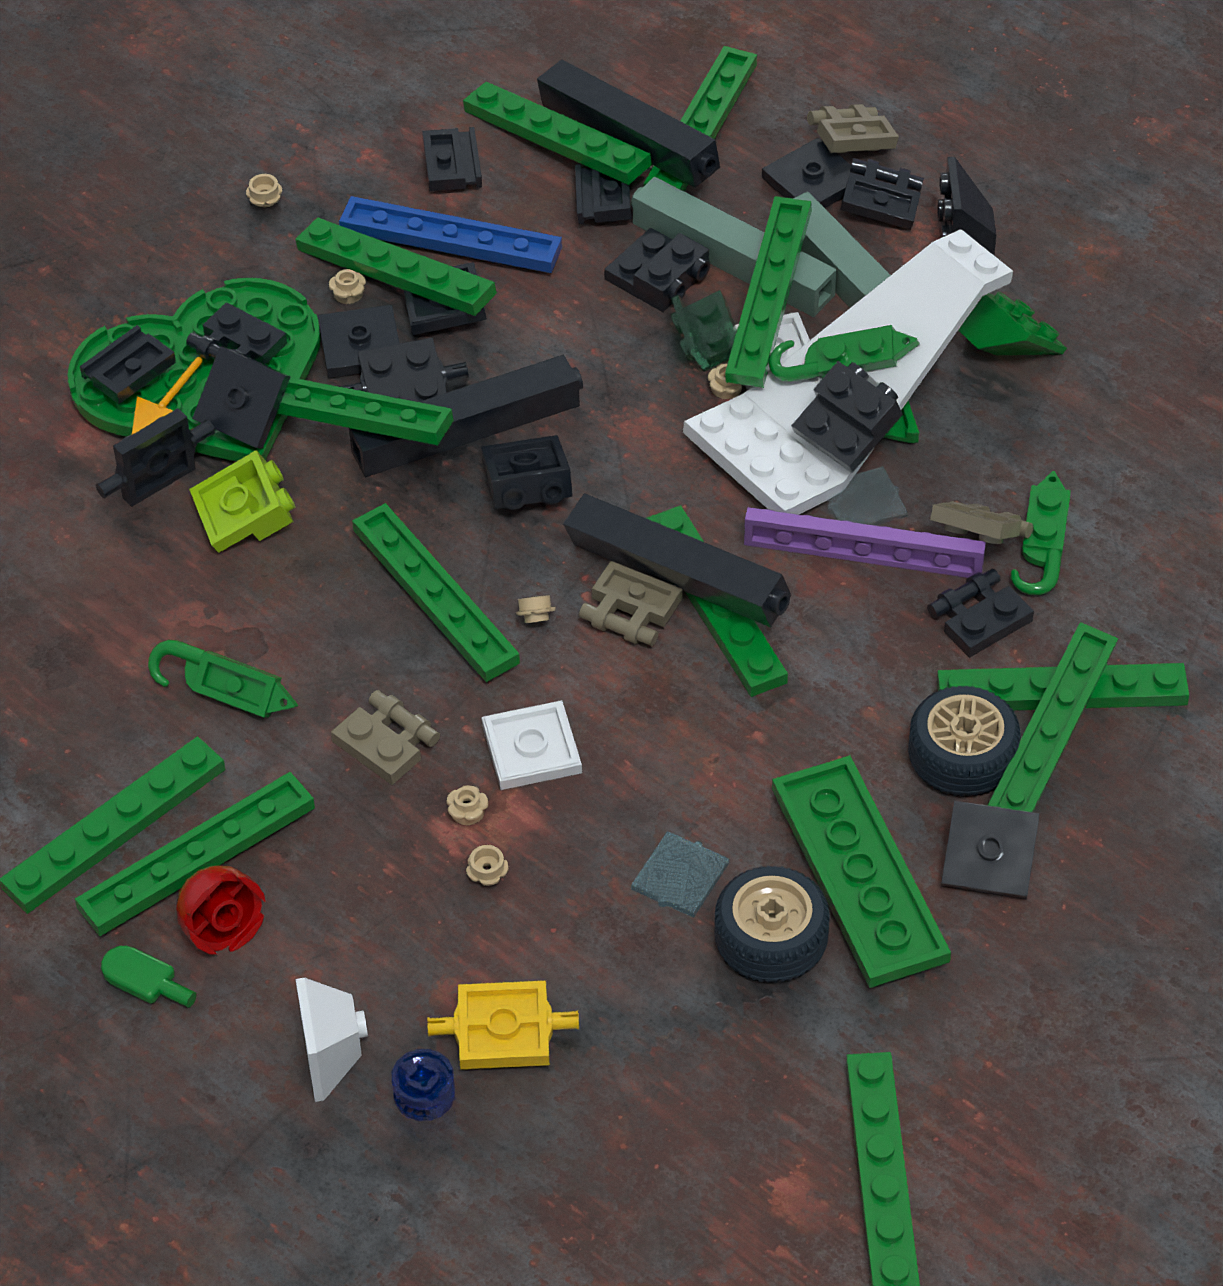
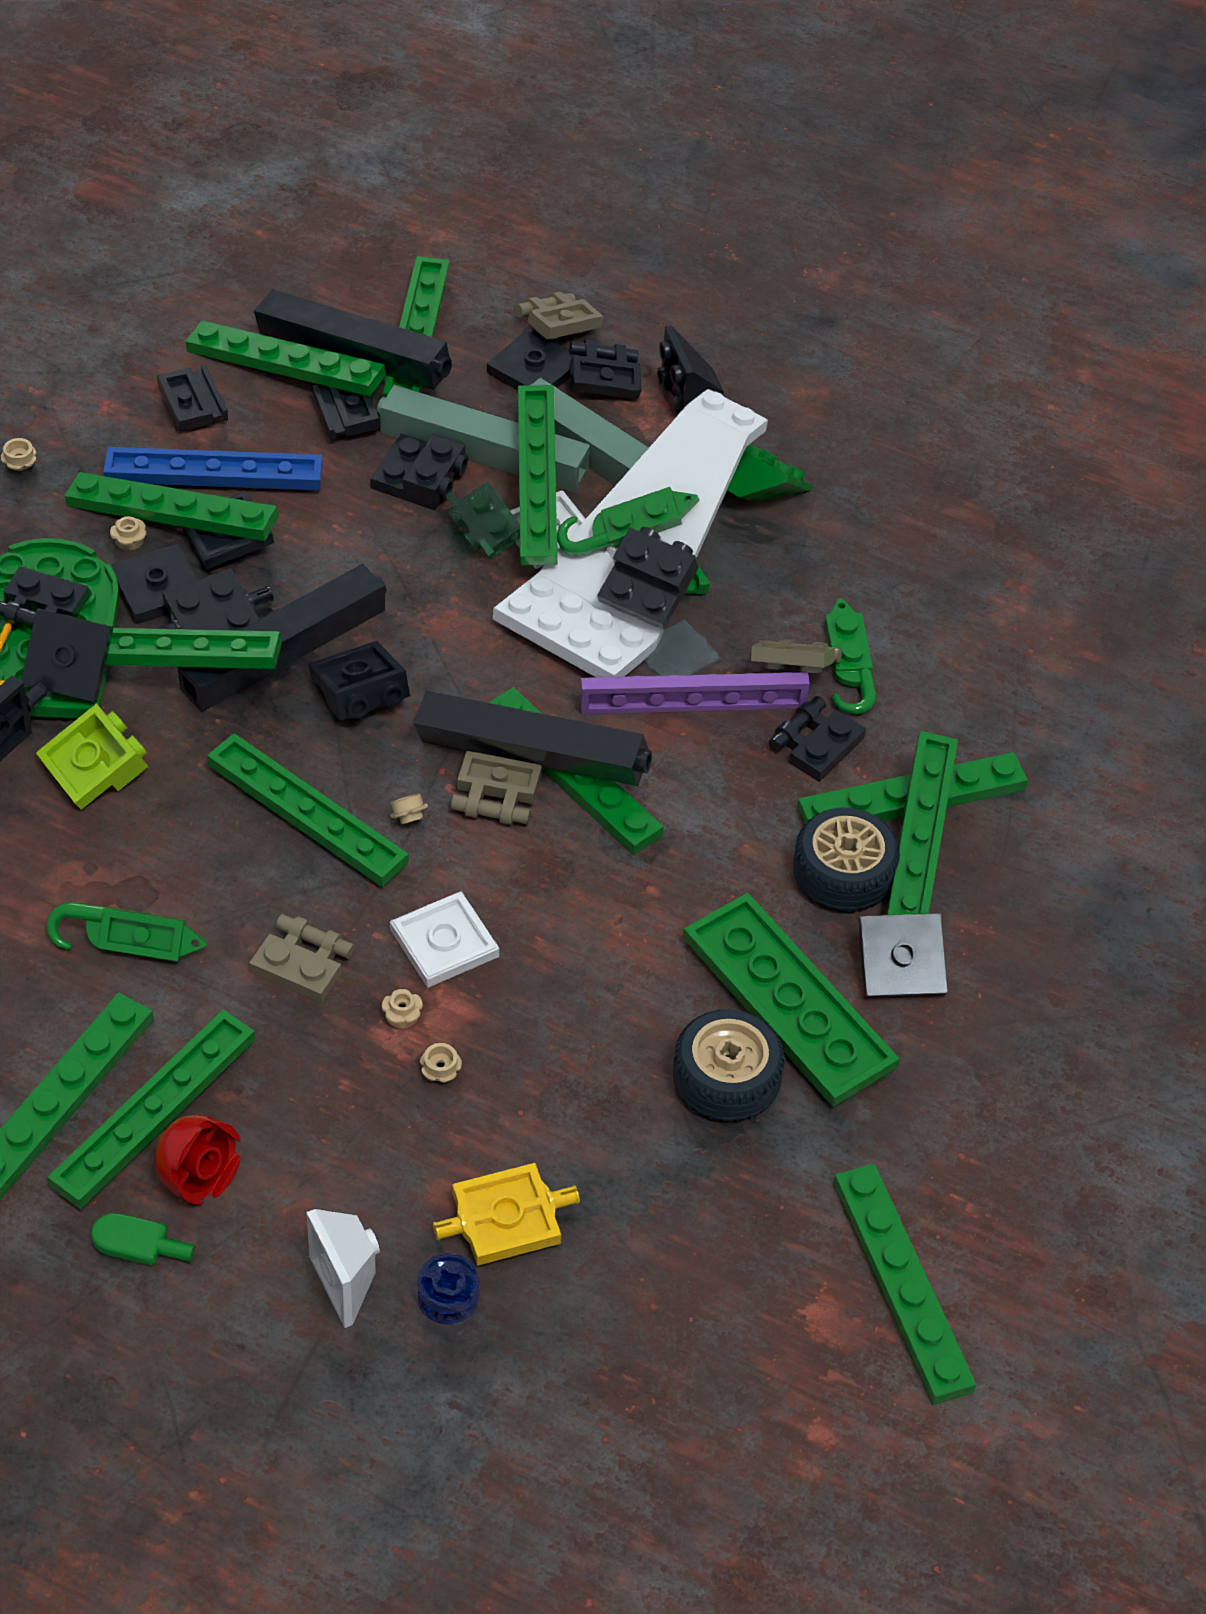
camera: 20 degrees left, 0 degrees up
(680, 874) = (623, 1035): clear light blue piece -> none
(719, 385) = (512, 566): tan plate -> none

